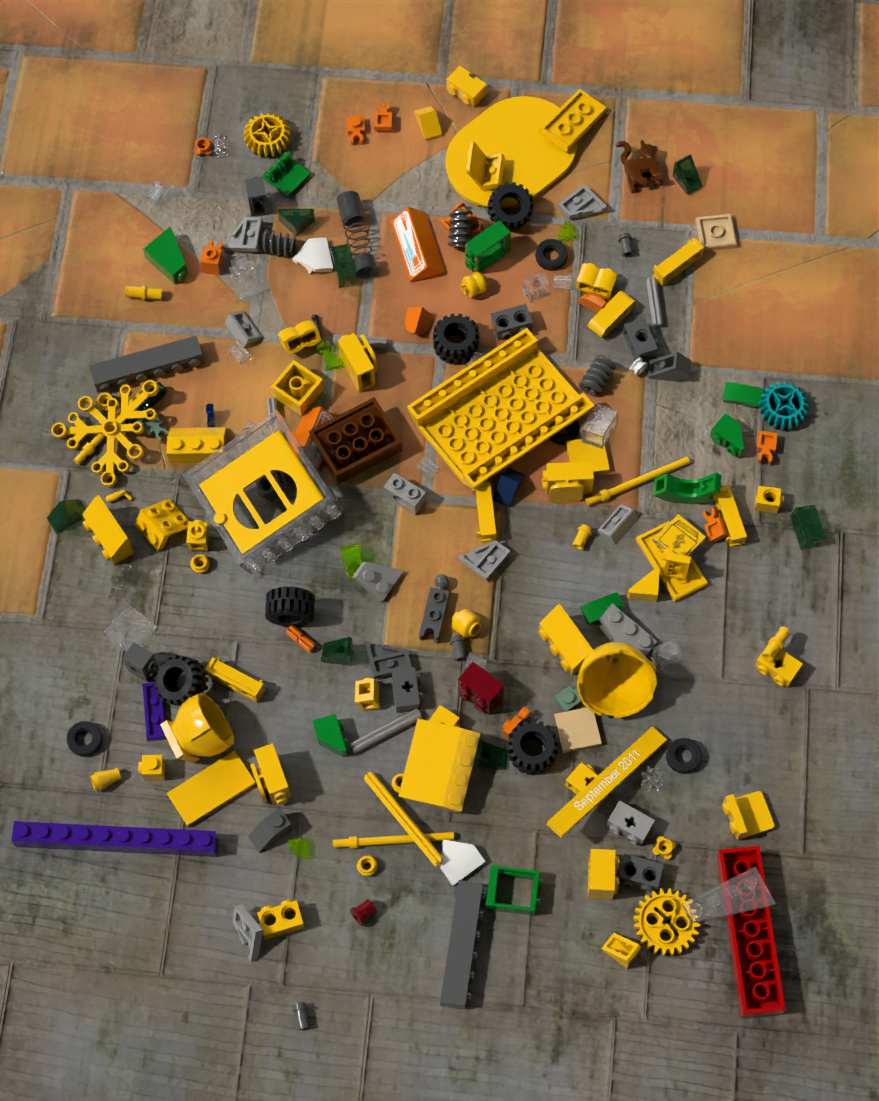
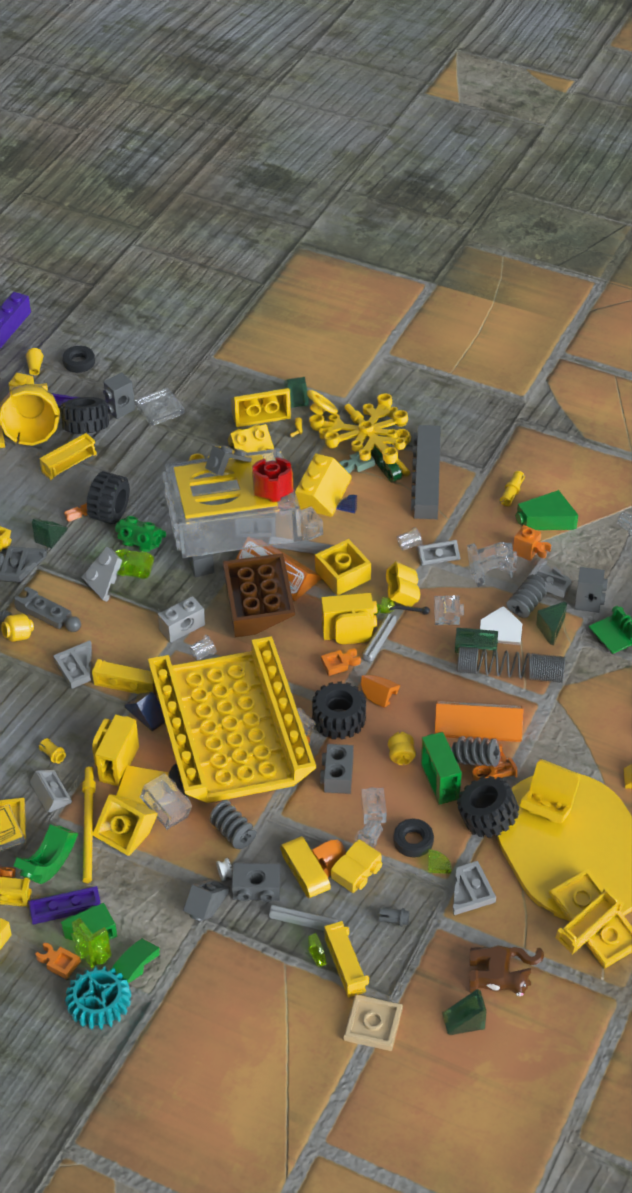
camera: 110 degrees right, 20 degrees down
(85, 482) = (321, 403): none -> yellow piece
(226, 501) = (219, 458): none -> dark grey bracket
(254, 438) = (272, 479): none -> red brick
(312, 298) = (447, 610): none -> clear brick
(316, 568) = (139, 533): none -> green brick
(400, 361) = (338, 662): none -> orange plate
(583, 117) = (589, 921): none -> yellow container
(631, 448) = (124, 824): none -> yellow slope
(677, 283) = (316, 950): none -> clear neon green tile
(715, 463) = (63, 905): none -> dark purple tile
(750, 417) = (92, 947): none -> clear neon green bracket

